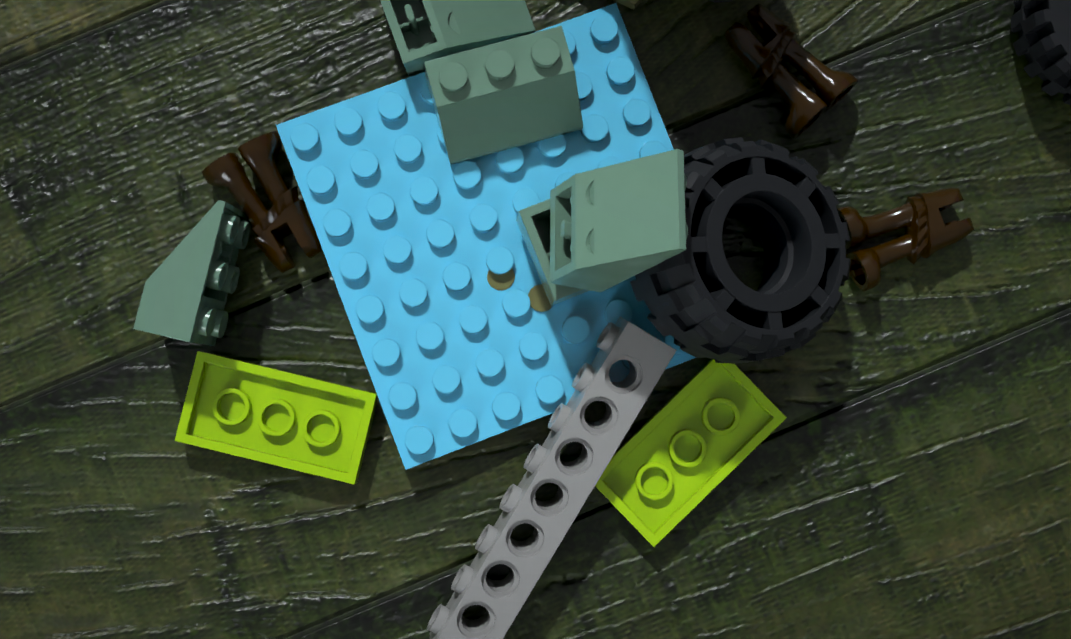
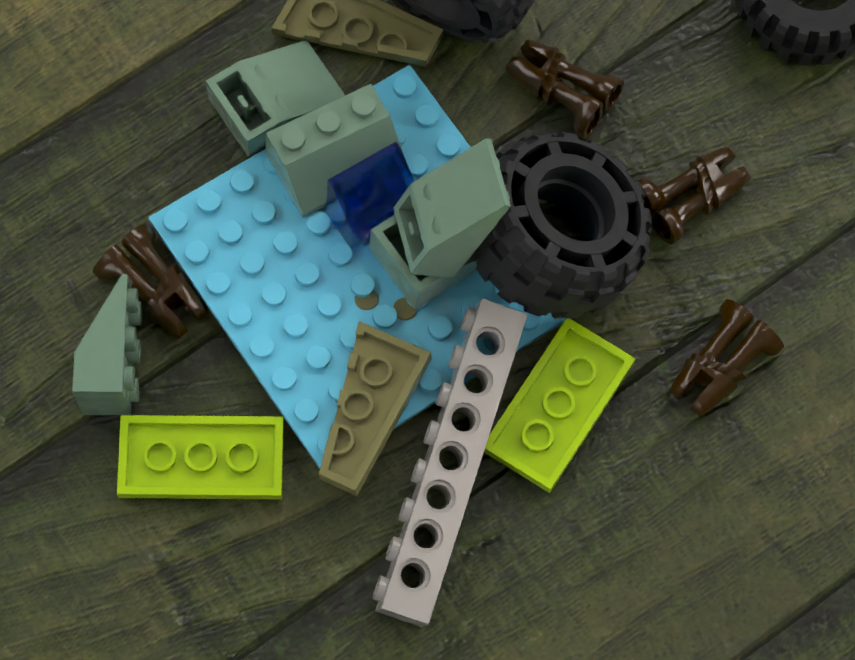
camera: 20 degrees left, 15 degrees down
(481, 400) = (374, 395): none -> olive wing
(530, 163) = (367, 193): none -> clear blue slope
(876, 461) = (718, 377): none -> dark brown piece

